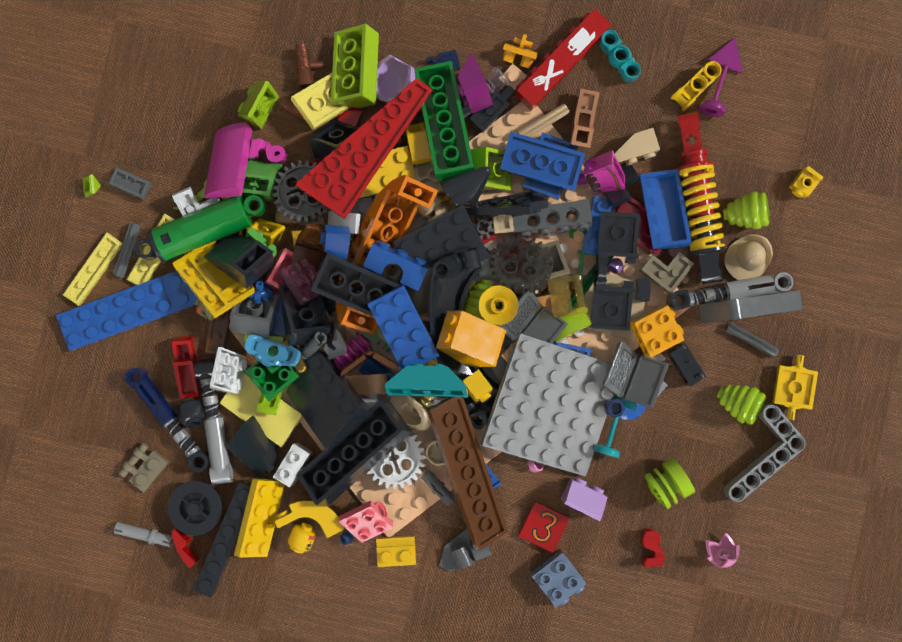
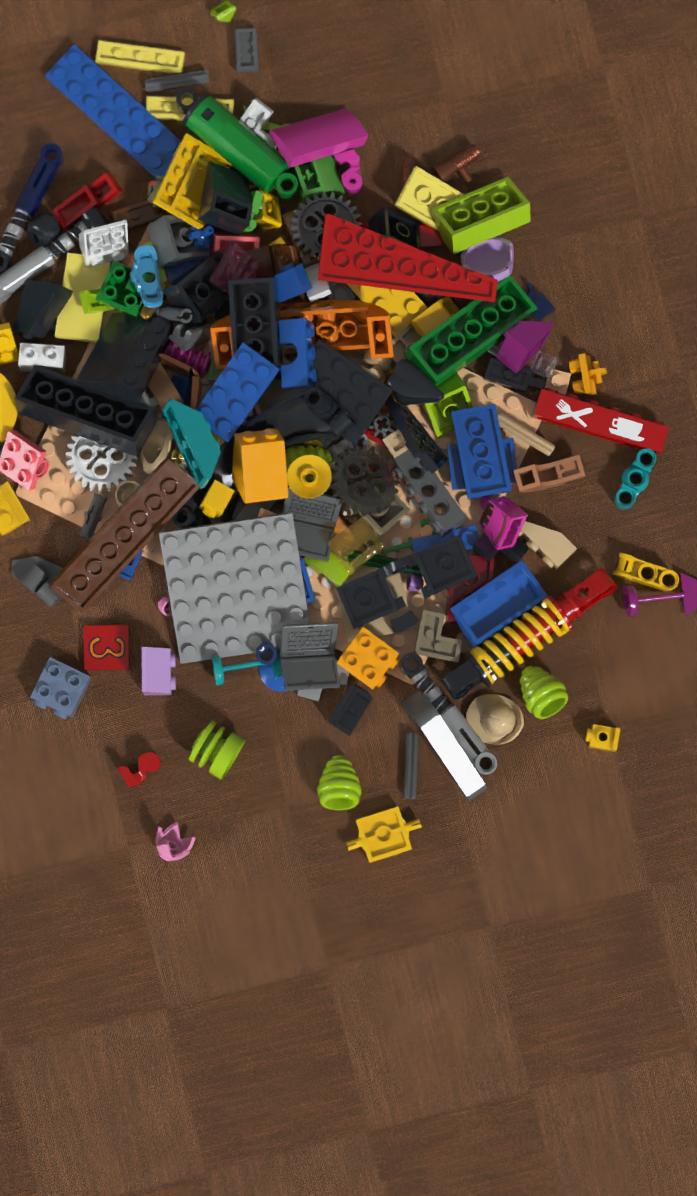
camera: 60 degrees right, 5 degrees down
(258, 104) = (393, 137): lime slope -> none
(769, 456) = (296, 844): light grey beam -> none

